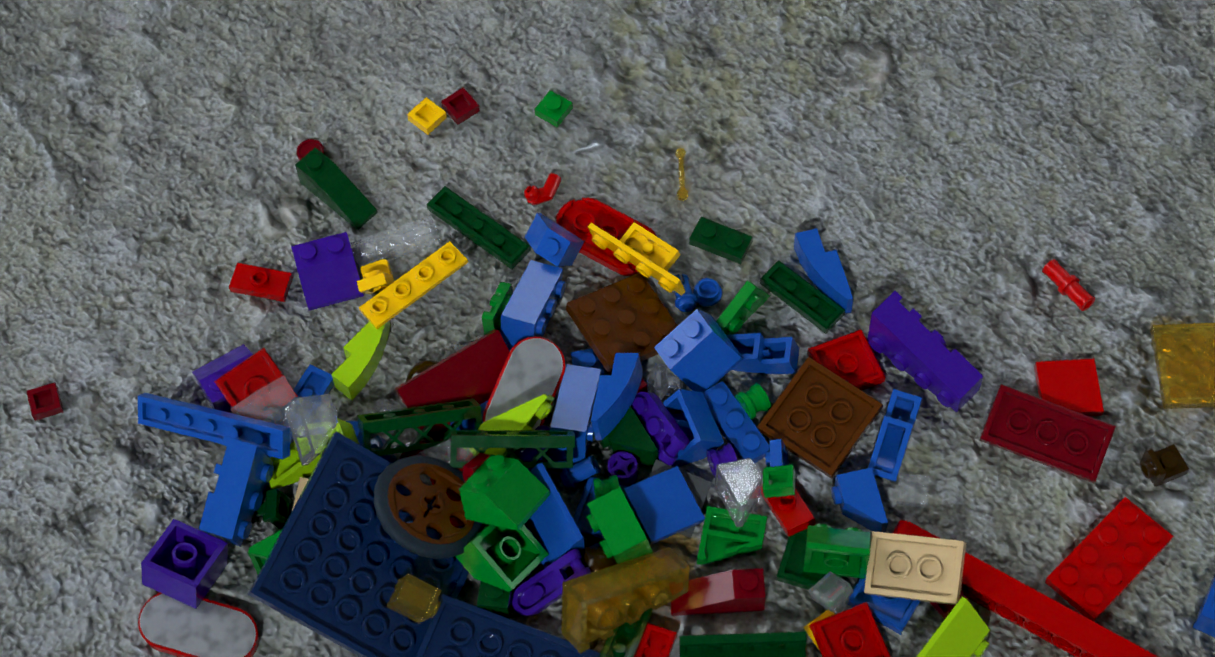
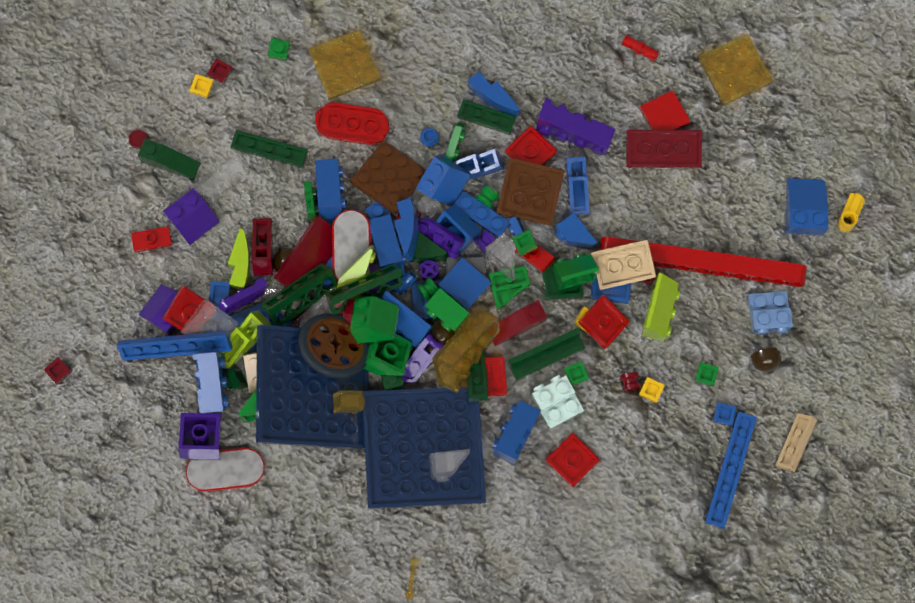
camera: 30 degrees left, 15 degrees up
(311, 424) = (241, 325): clear slope -> none
(351, 400) = (243, 297): none -> dark purple plate
(375, 277) = (223, 208): yellow bracket -> none
(402, 348) = (262, 247): none -> dark red slope
(413, 285) = (251, 206): yellow bracket -> none
(546, 193) = (300, 110): red arm -> none
(553, 241) = (321, 141): blue slope -> none
(632, 157) = (344, 64): none -> clear yellow plate
(645, 251) = (382, 127): yellow bracket -> none
(682, 194) = (385, 77): clear yellow hinge -> none
(688, 300) = (417, 146): blue pin -> none
(720, 240) = (422, 99): dark green plate -> none
(831, 592) = (581, 296): clear tile -> none
(1108, 559) = (726, 211): red plate -> none
(1163, 465) = (735, 141): dark brown bracket -> none

